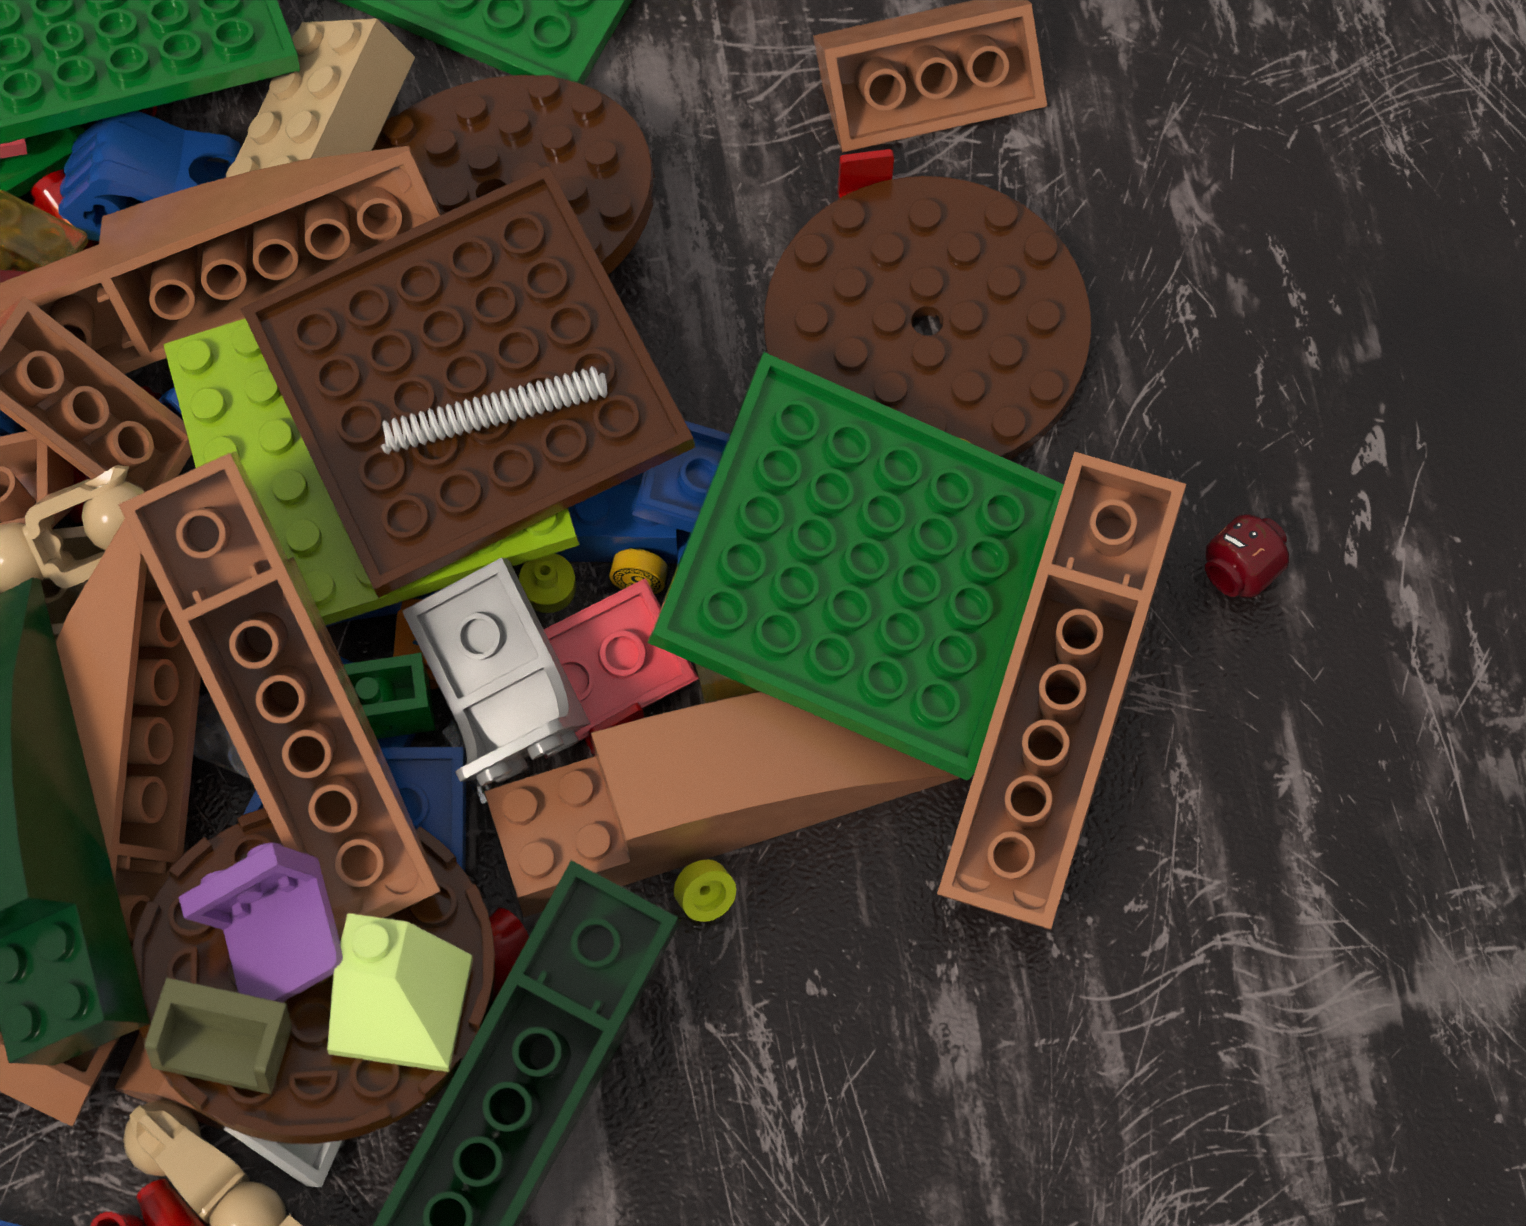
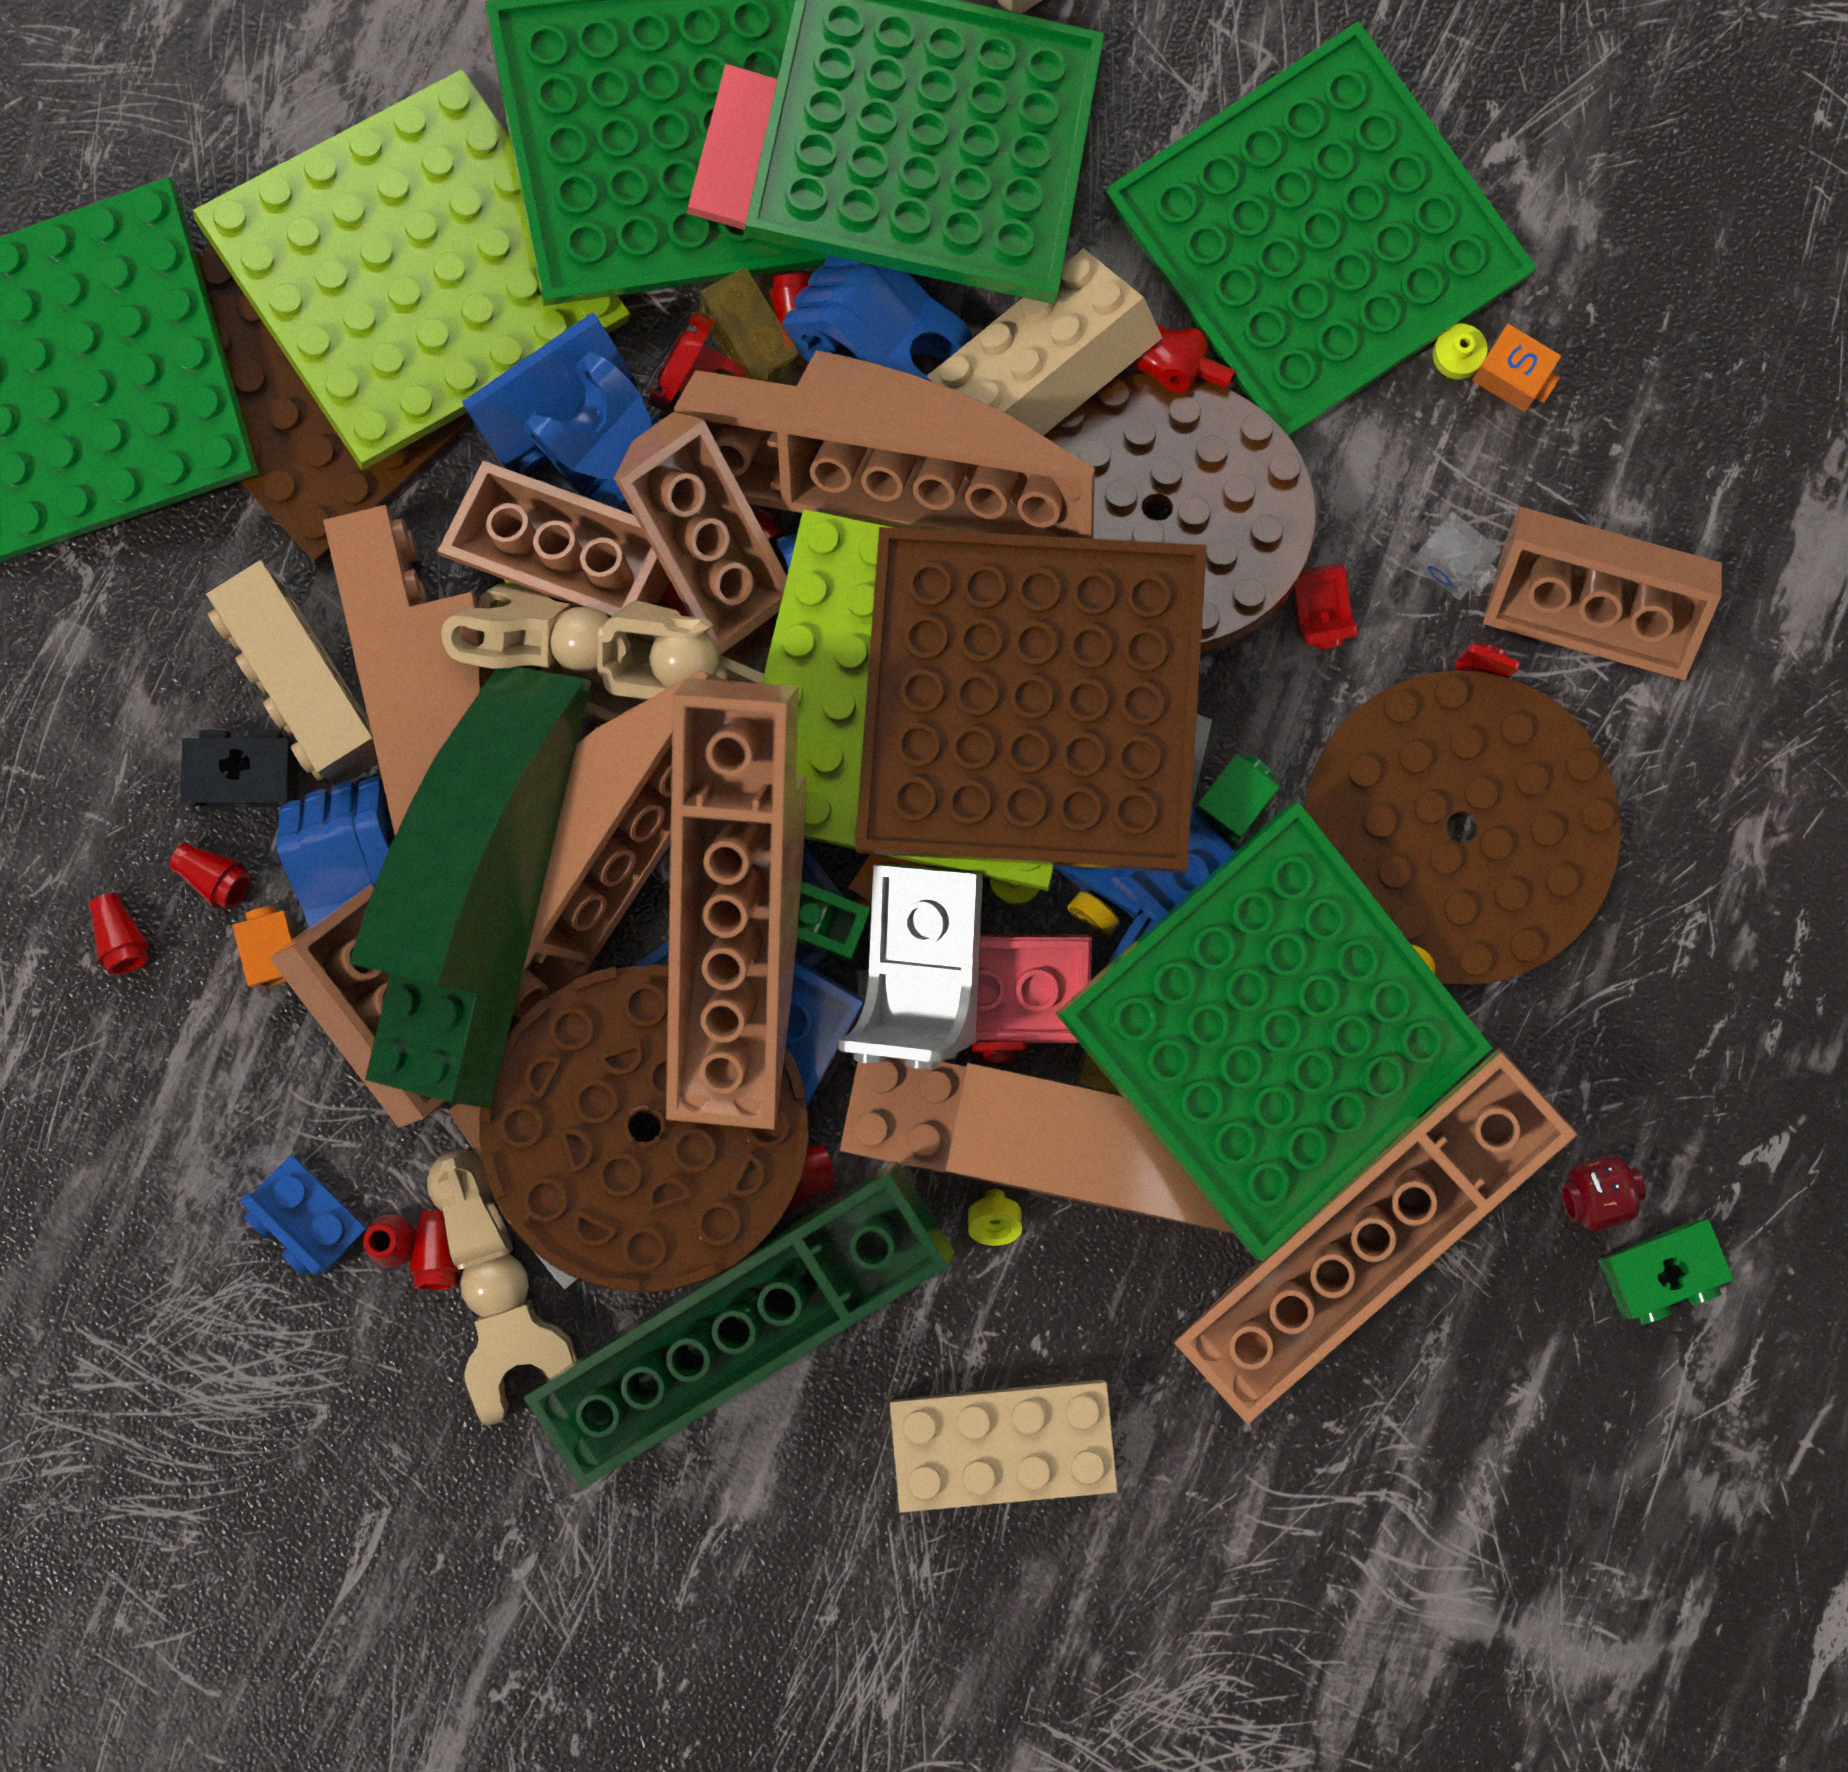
camera: 30 degrees right, 15 degrees up
(218, 1035) = (536, 1155): olive panel -> none
(272, 920) = (625, 1091): medium lavender bracket -> none
(397, 994) = (694, 1199): yellowish green slope -> none
(442, 73) = (1182, 358): none -> red piece
(508, 410) = (1098, 771): white piece -> none
(690, 205) = (1323, 606): none -> red bracket
(709, 385) = (1237, 797): none -> green brick
(786, 106) = (1458, 557): none -> clear brick
(832, 1090) = (1003, 1446): none -> tan brick
(1355, 564) = (1635, 1269): none -> green brick

